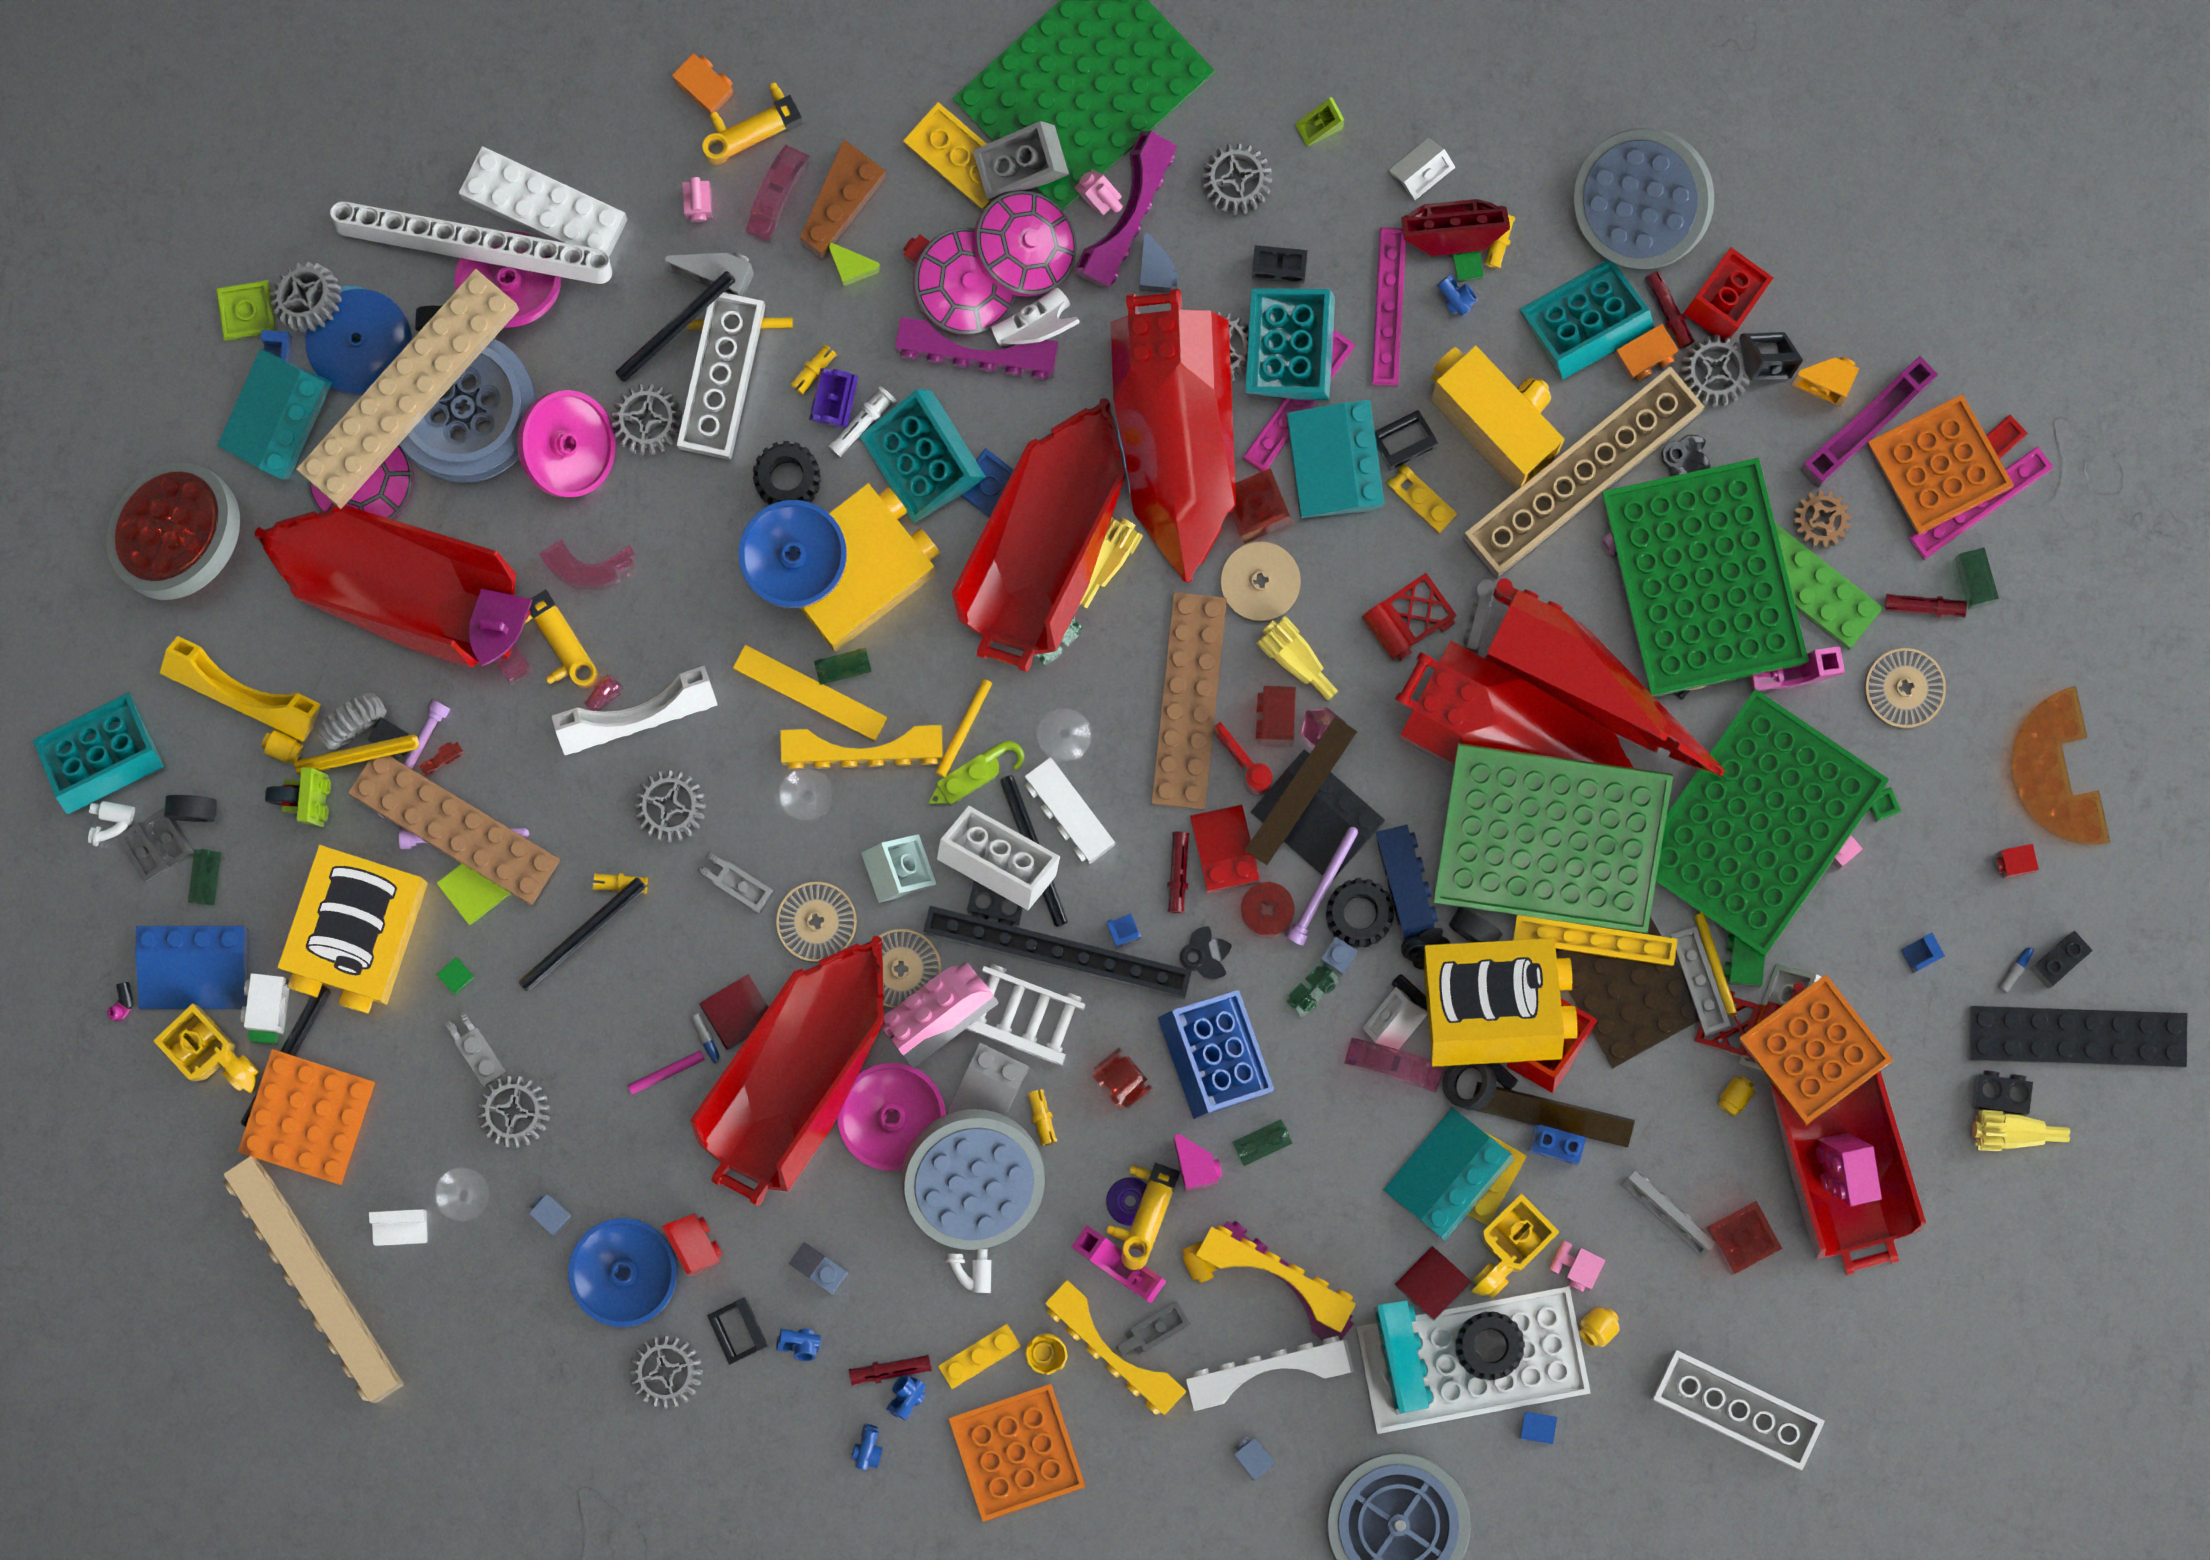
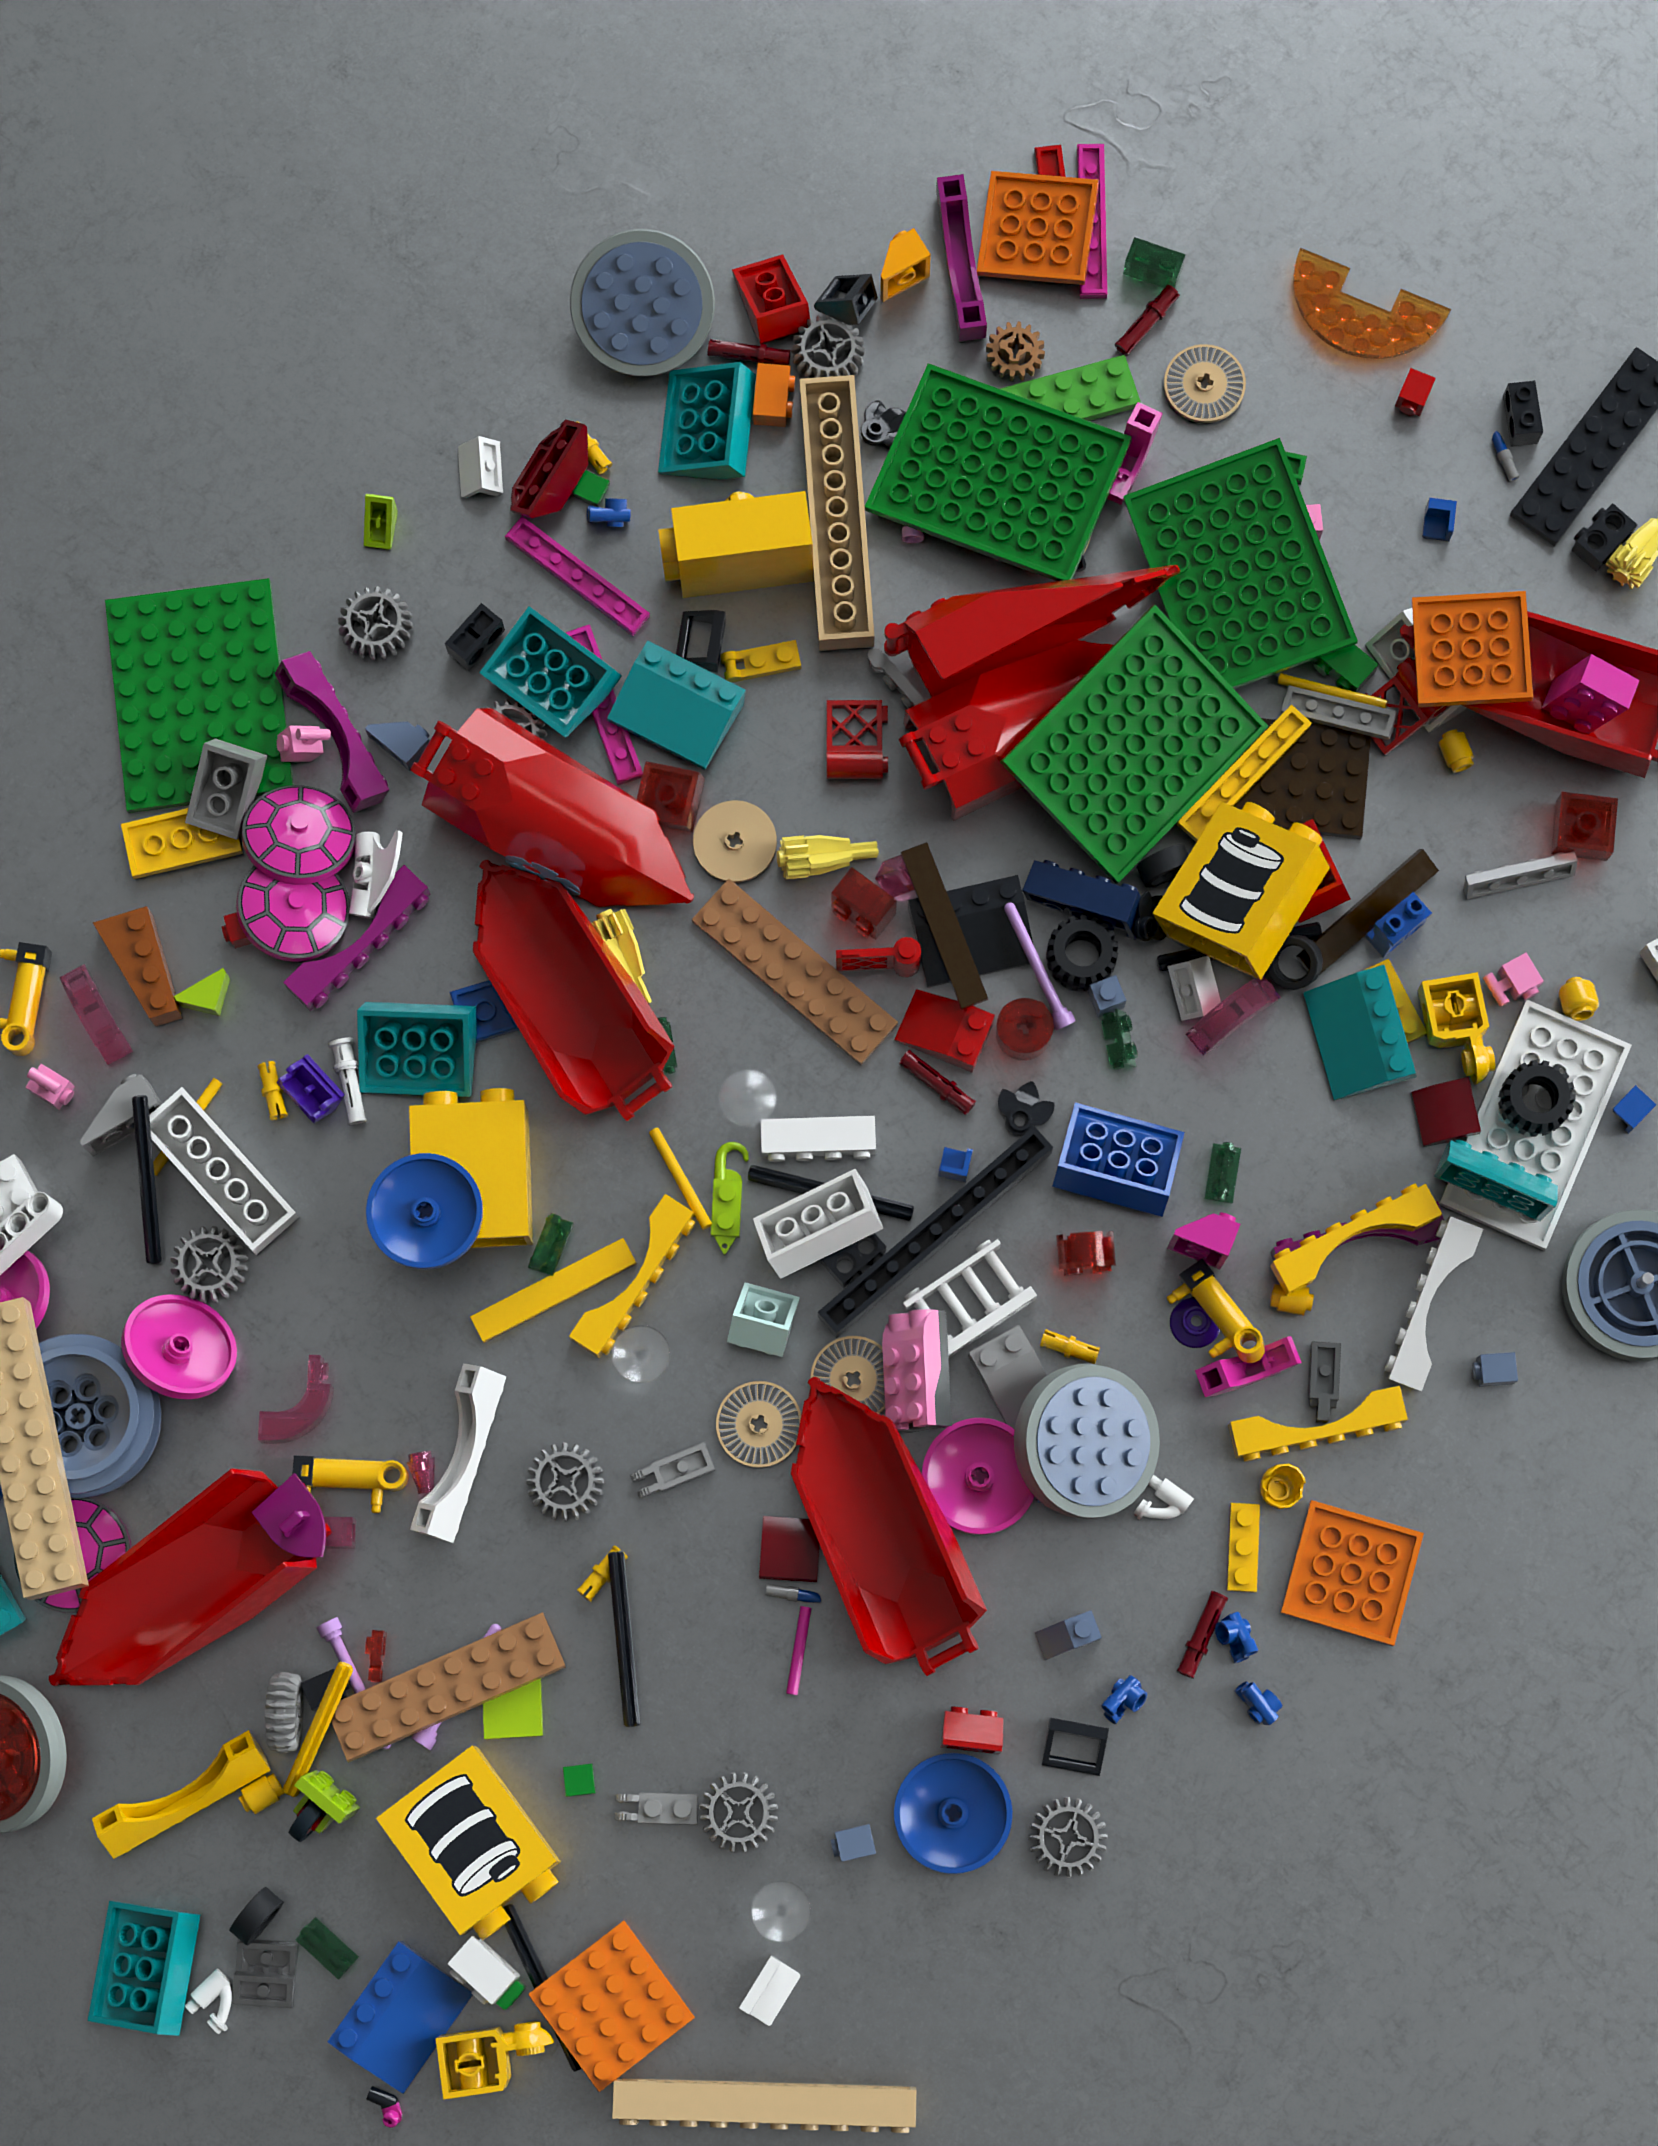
camera: 55 degrees left, 5 degrees down
(786, 454) = (328, 1164): black tyre -> none

